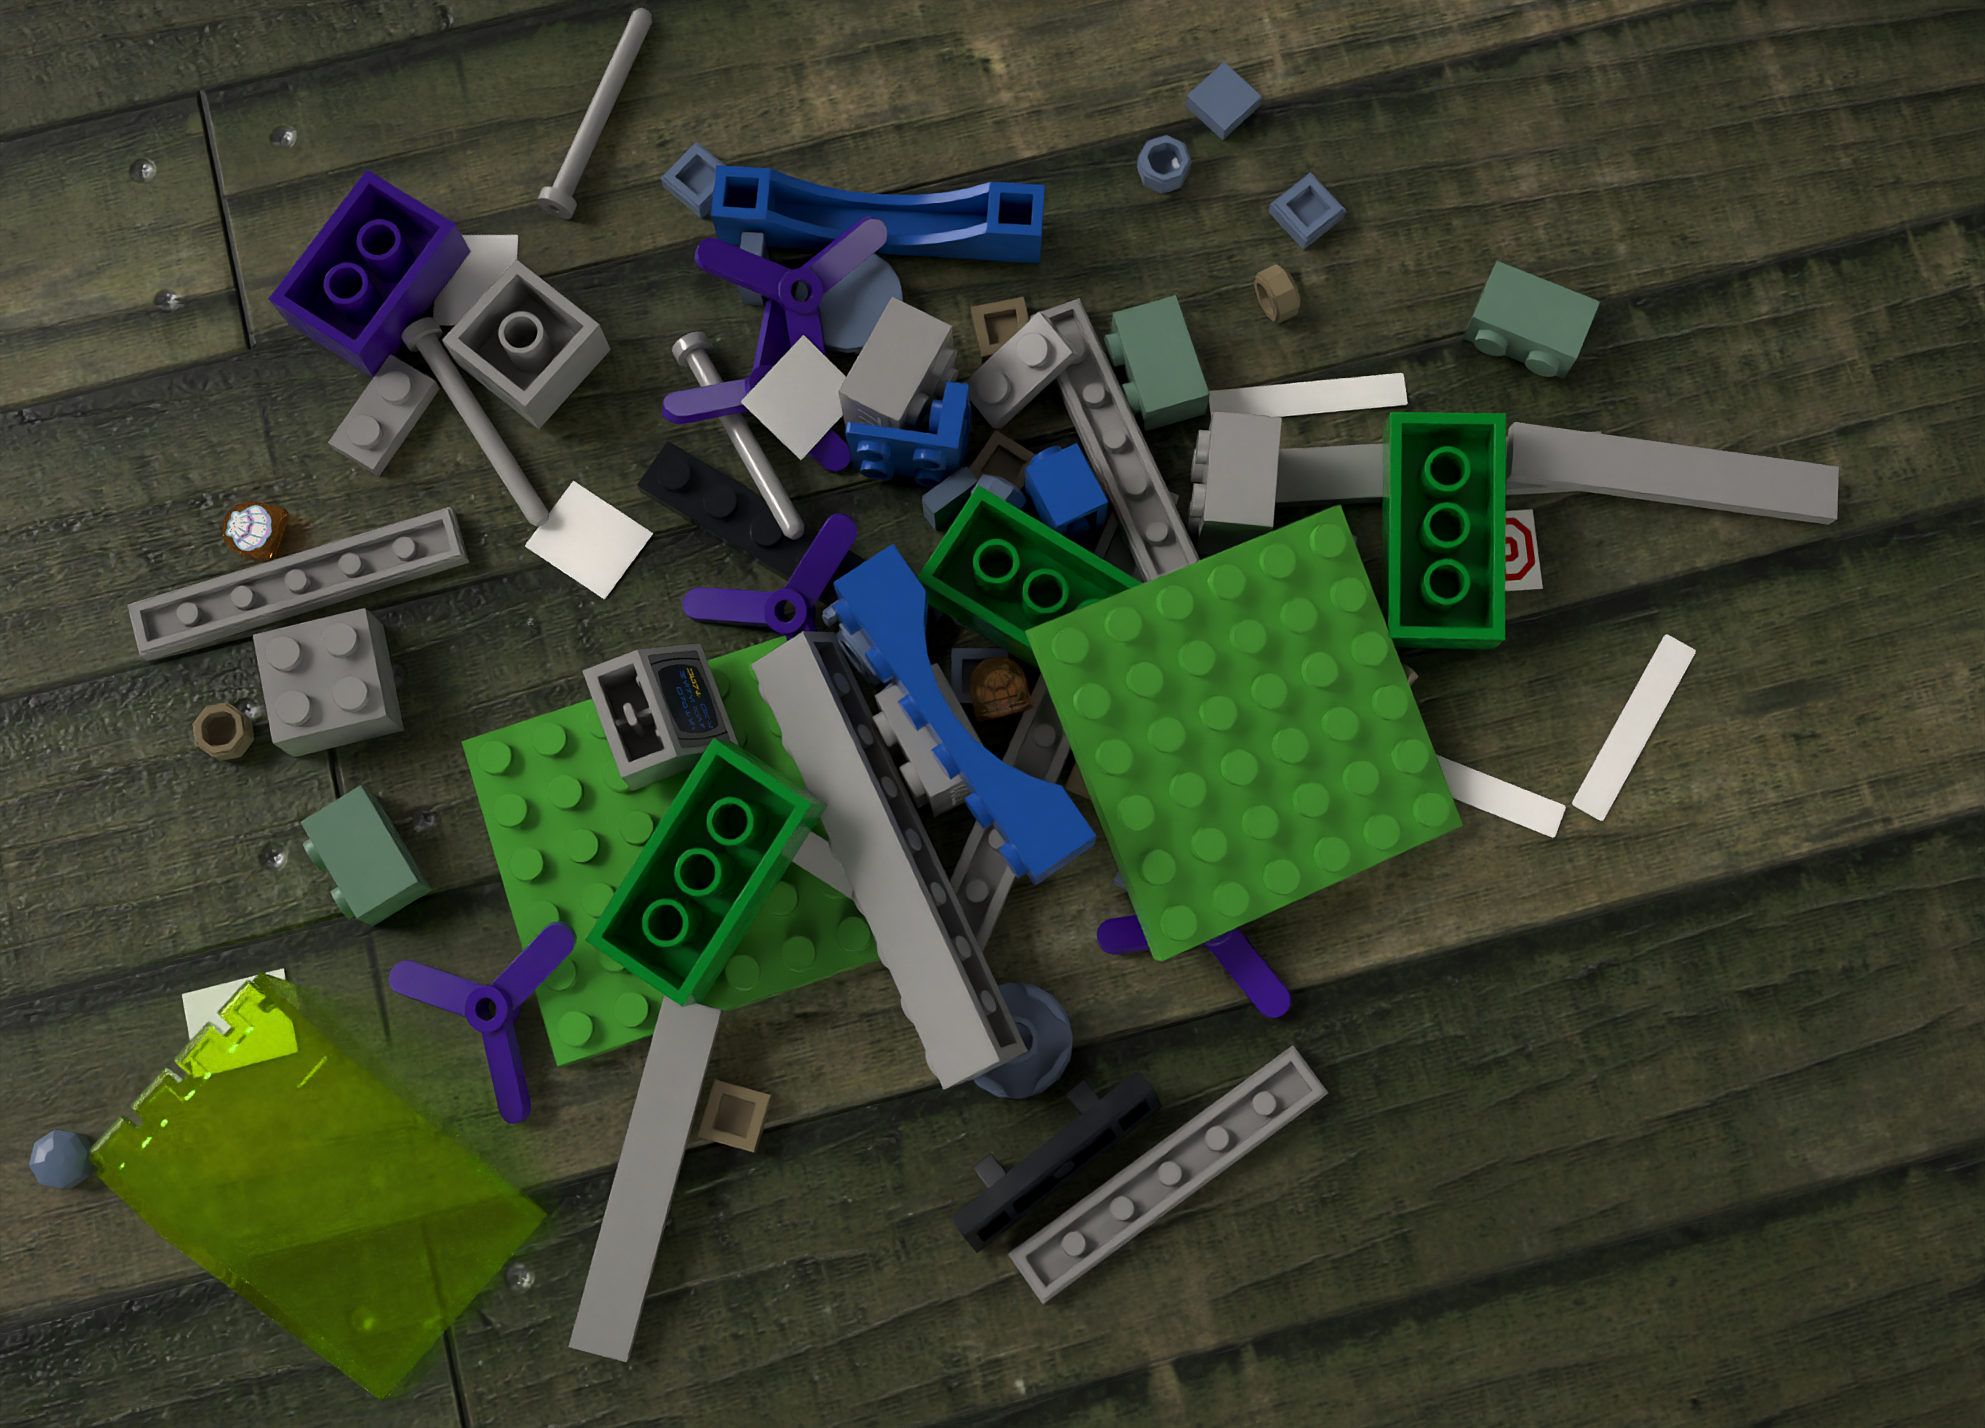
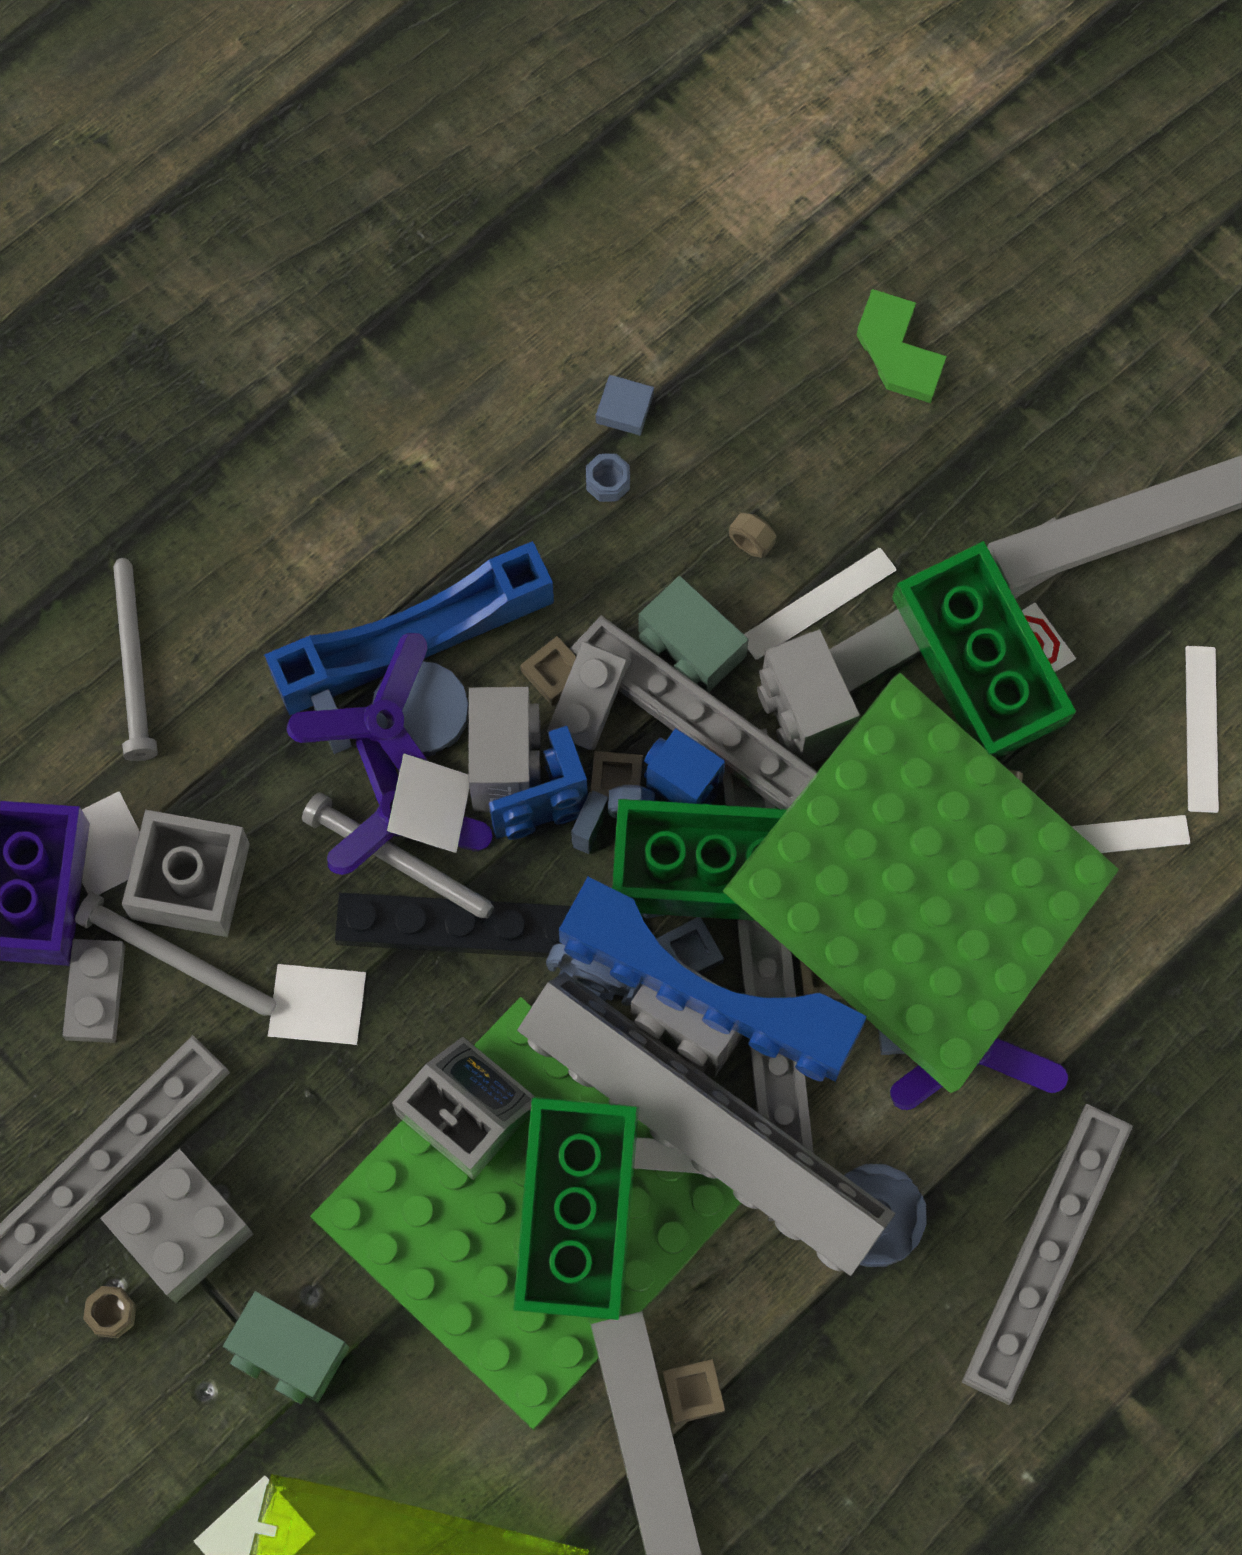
camera: 30 degrees left, 5 degrees down
(255, 530) = (40, 1138): tile -> none
(507, 992) = (462, 1389): dark purple piece -> none
(693, 179) = (242, 673): sand blue tile -> none
(802, 588) = (515, 952): dark purple piece -> none
(999, 689) = (713, 949): clear orange tile -> none
(1057, 1161) = (977, 1246): black hinge -> none
(1307, 211) = (737, 458): sand blue tile -> none
(1528, 197) = (899, 365): none -> bright green tile
(1530, 321) = (955, 459): sand green brick -> none

